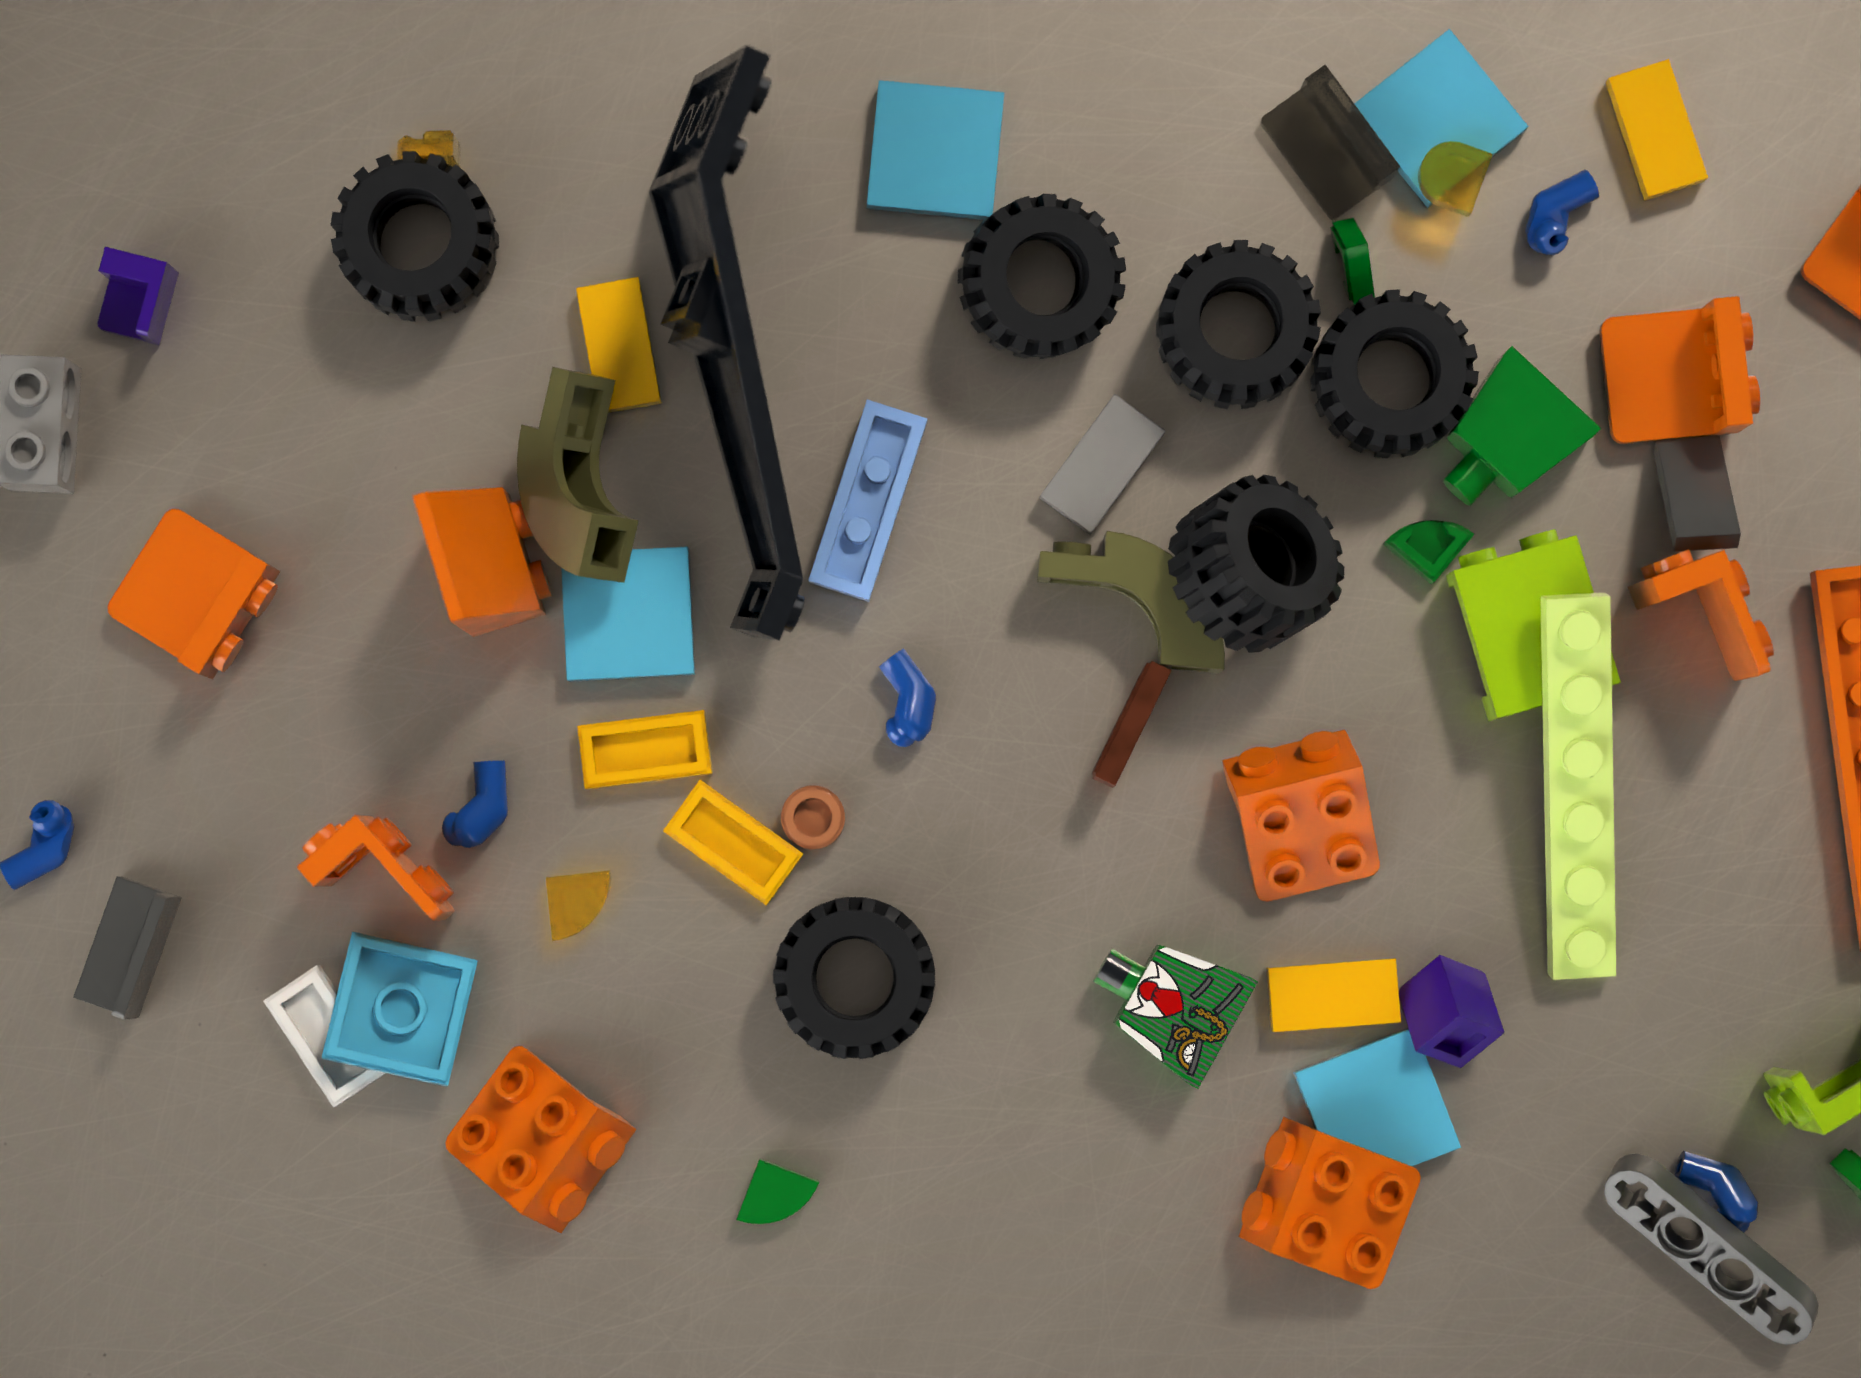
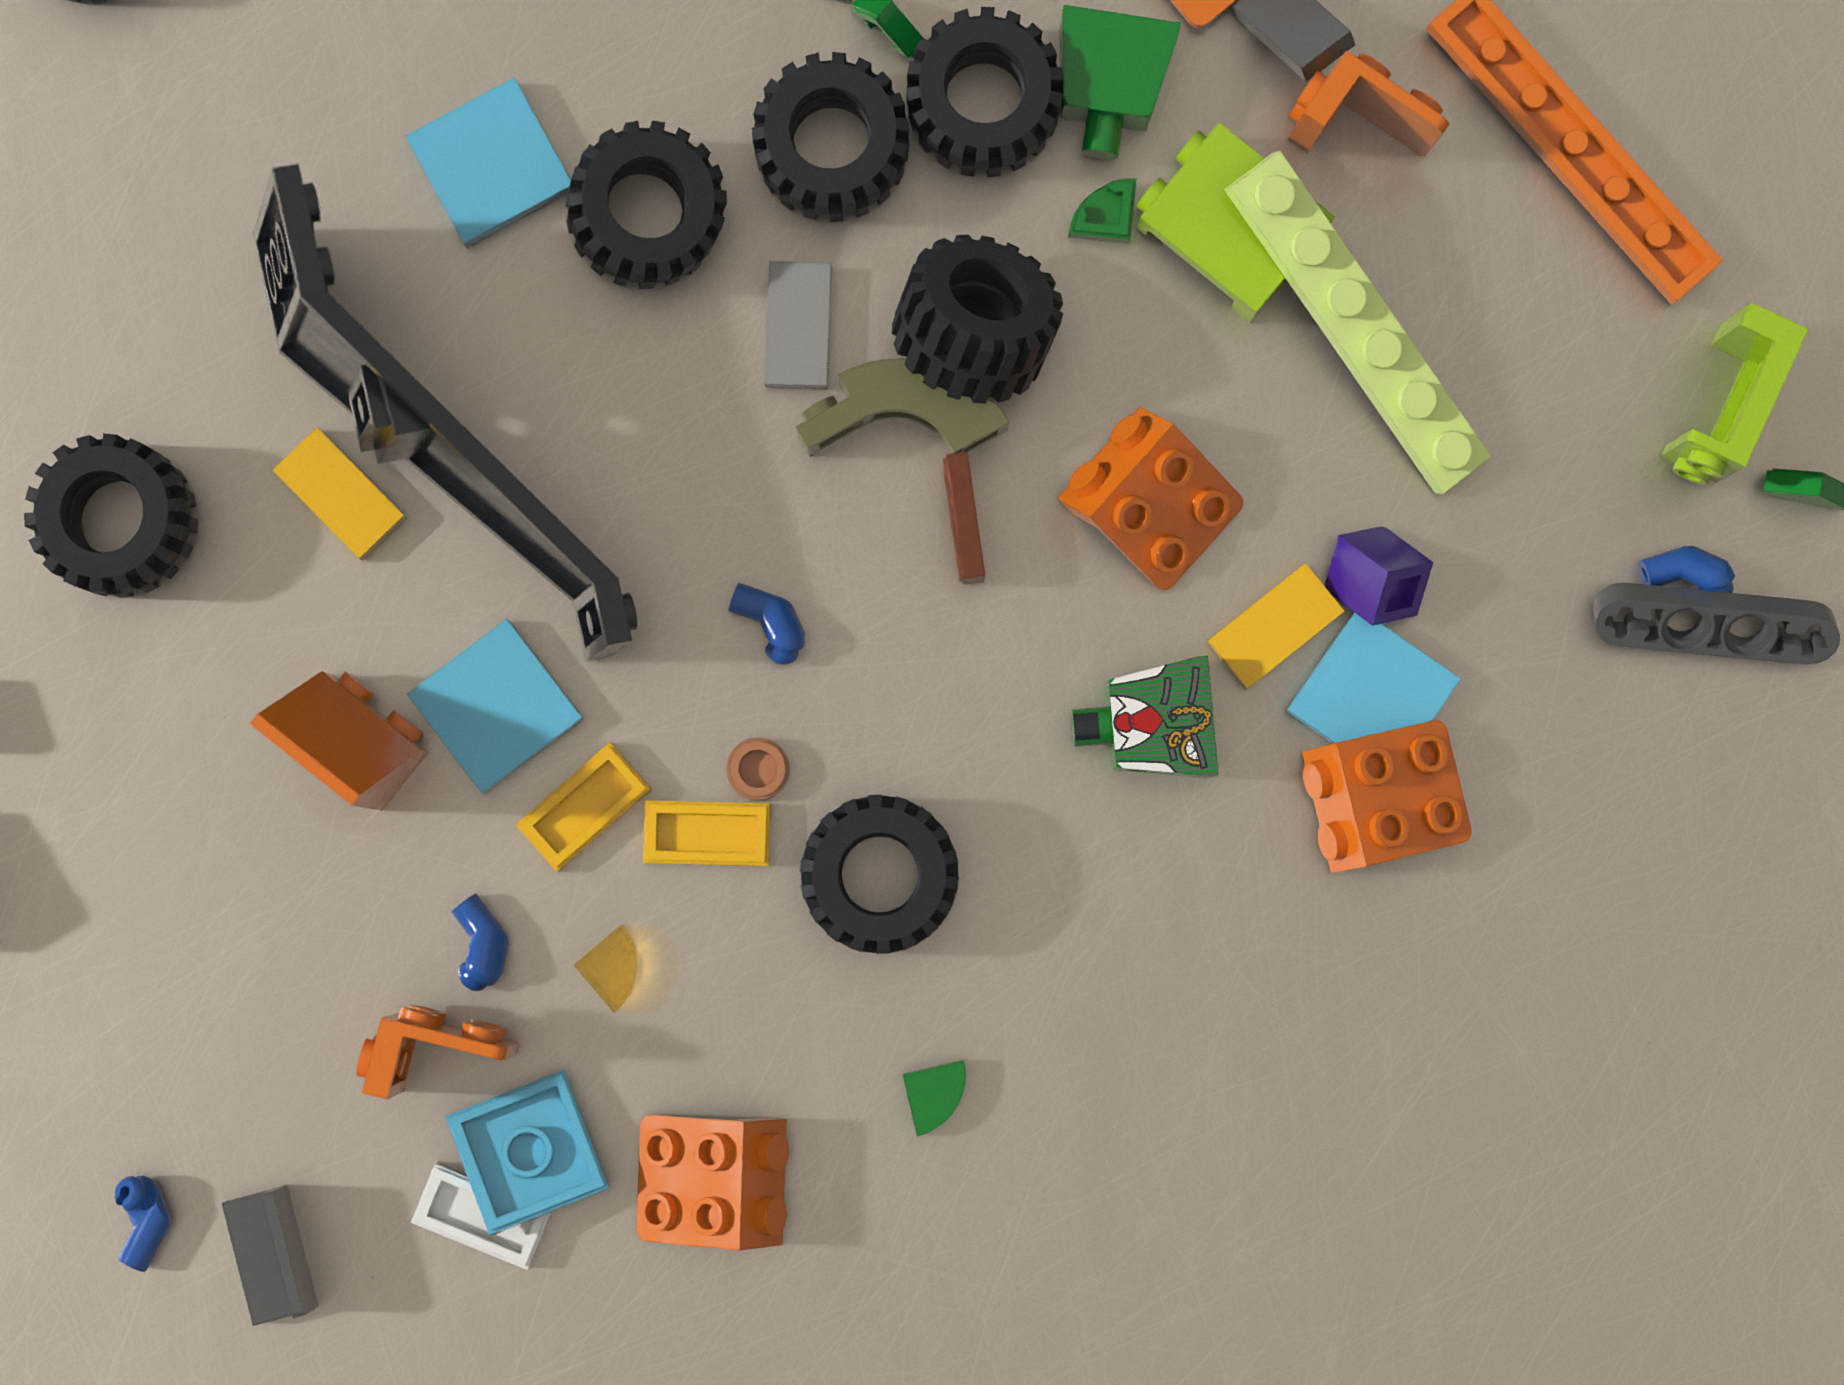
camera: 35 degrees left, 0 degrees up
(193, 593) = (127, 929): orange bracket -> none
(436, 142) = (77, 426): clear yellow tile -> none
(563, 482) = (368, 634): olive arch -> none
(868, 500) = (628, 482): light blue plate -> none

